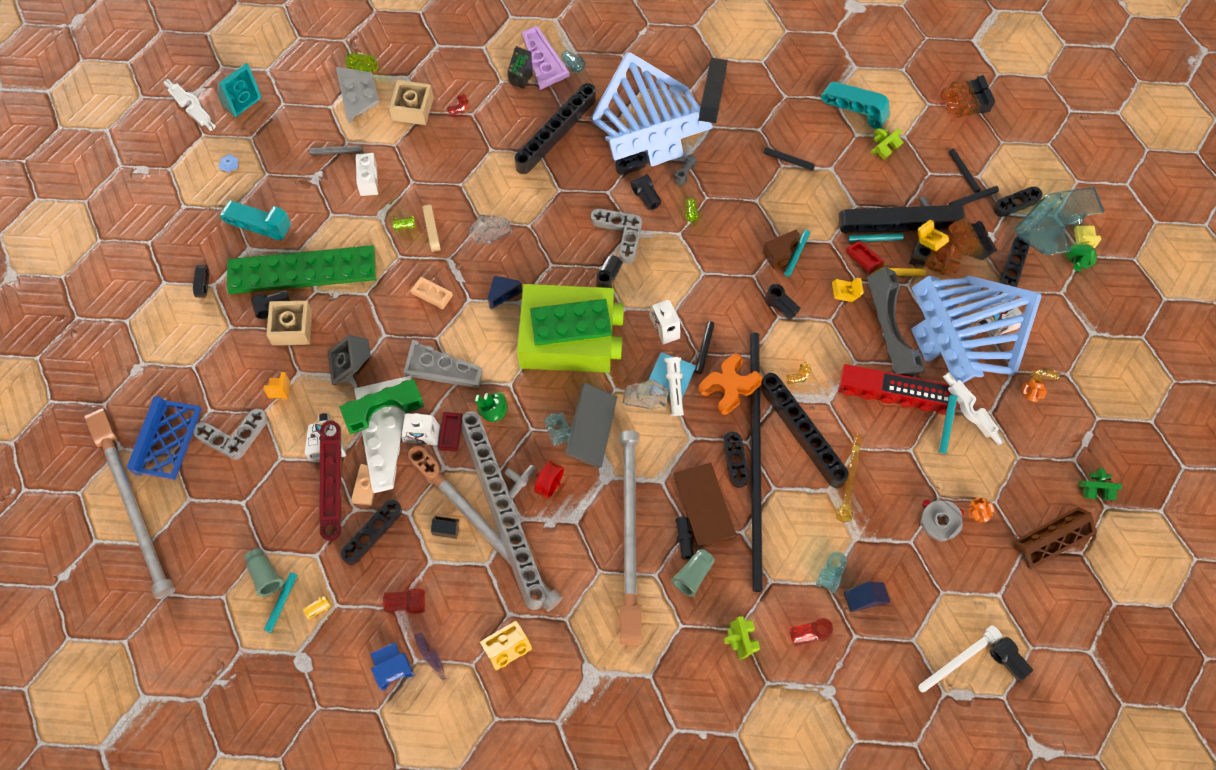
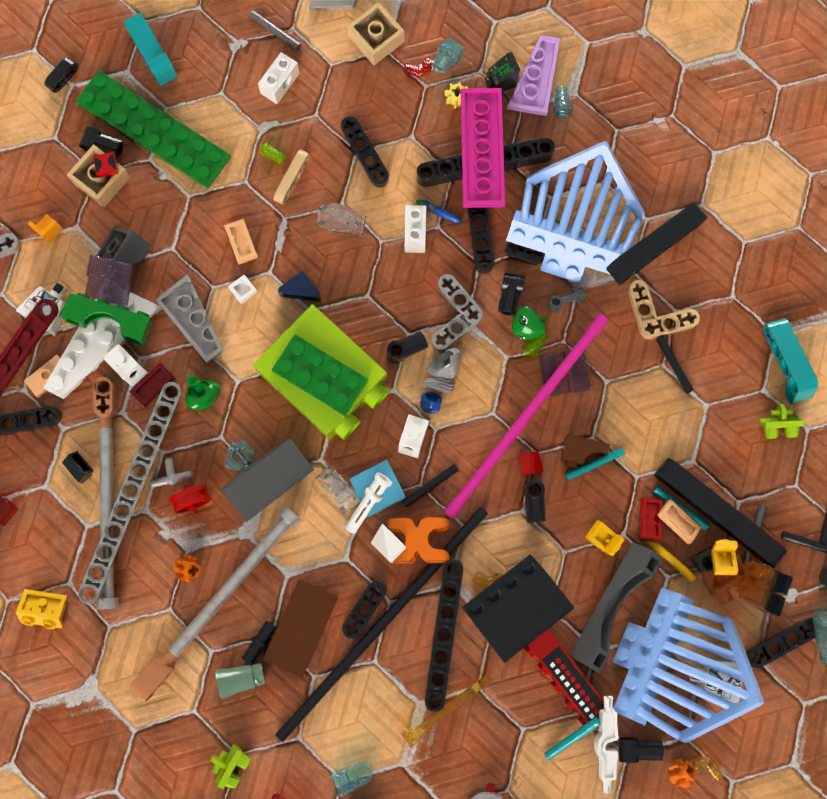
camera: 40 degrees right, 15 degrees up
(291, 306) = (105, 164): none -> red tile
(359, 377) = (109, 280): none -> slope
(460, 322) = (242, 289): none -> white tile
(468, 177) = (362, 153): none -> black beam
(472, 83) = (448, 54): none -> clear light blue piece
(499, 102) = (454, 89): none -> light yellow gear
(547, 198) = (415, 229): none -> white brick
(548, 116) = (482, 148): none -> dark pink plate
(551, 179) = (439, 211): none -> blue piece
(588, 529) = (187, 568): none -> orange gear
(592, 172) = (483, 233): none -> black beam
(647, 267) = (443, 370): none -> light grey hair
(656, 293) = (430, 402): none -> blue tile
(675, 200) = (527, 324): none -> green piece
(712, 398) = (387, 543): none -> white slope
(725, 214) = (576, 378): none -> slope
(733, 341) = (592, 331): none -> dark pink piece
(749, 143) = (651, 318): none -> tan beam
(756, 284) = (530, 463): none -> red slope
(835, 369) = (518, 608): none -> black slope
(882, 244) = (679, 521): none -> light nougat plate
(994, 399) = (633, 750): none -> black piece

